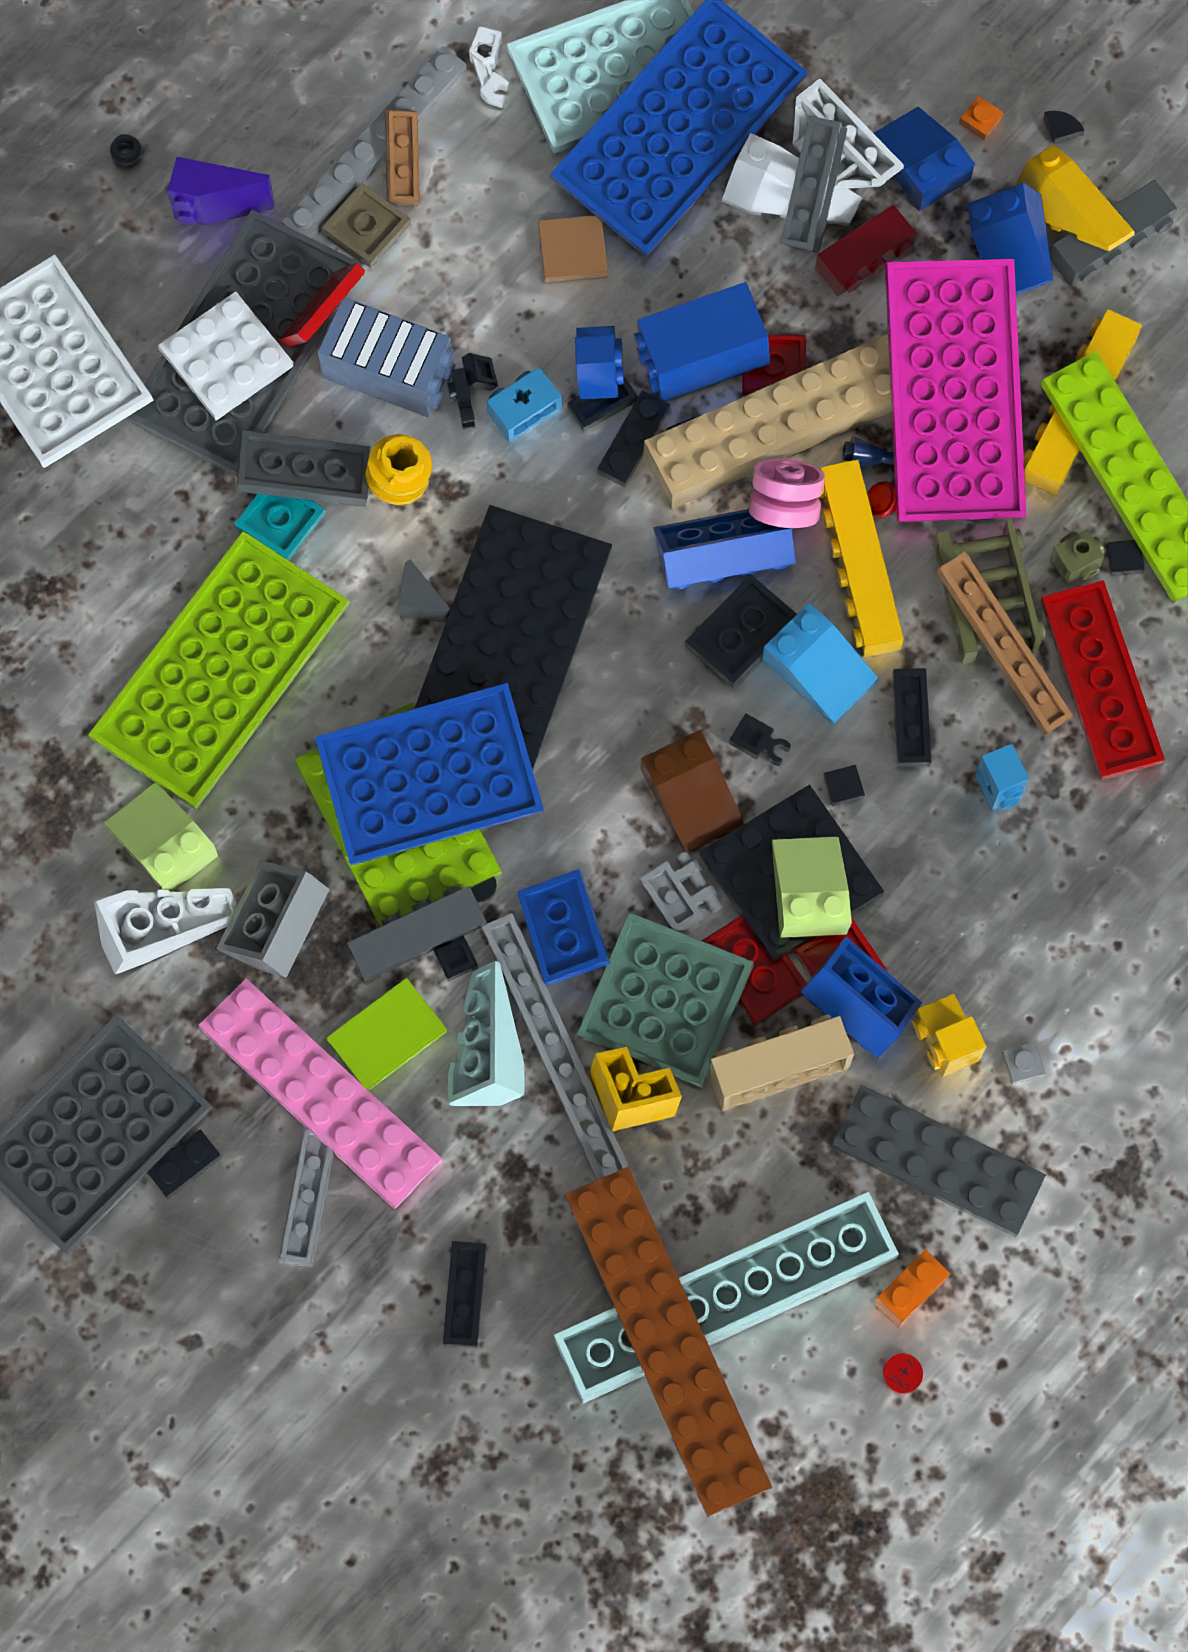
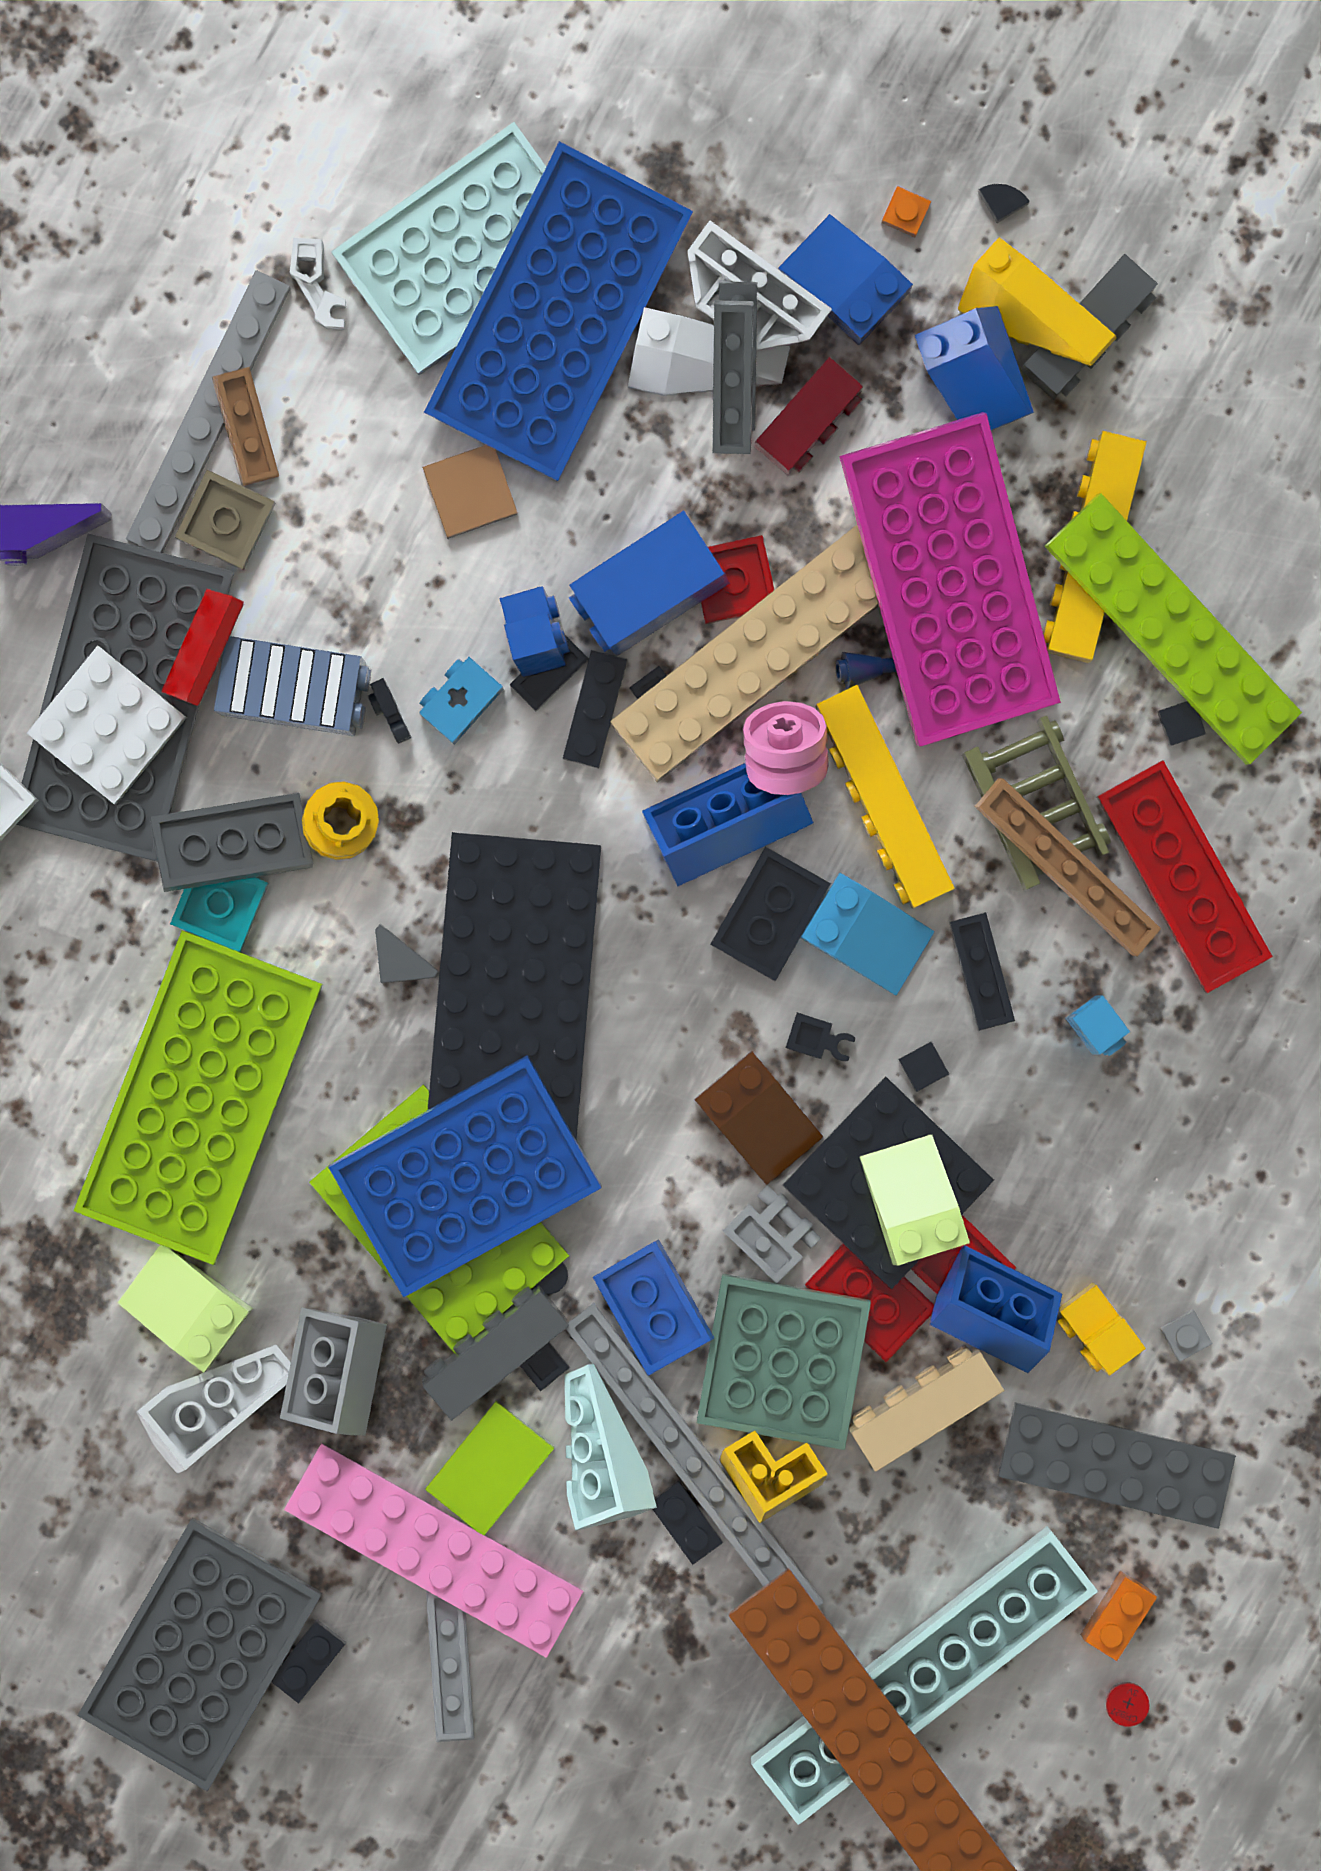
camera: 10 degrees left, 15 degrees up
(464, 1294) = (644, 1732): black plate -> none
(479, 372) = (401, 672): black tile -> none
(546, 1121) = (686, 1523): none -> black plate
(882, 499) = (893, 719): red piece -> none
(1078, 556) = (1120, 749): olive brick -> none

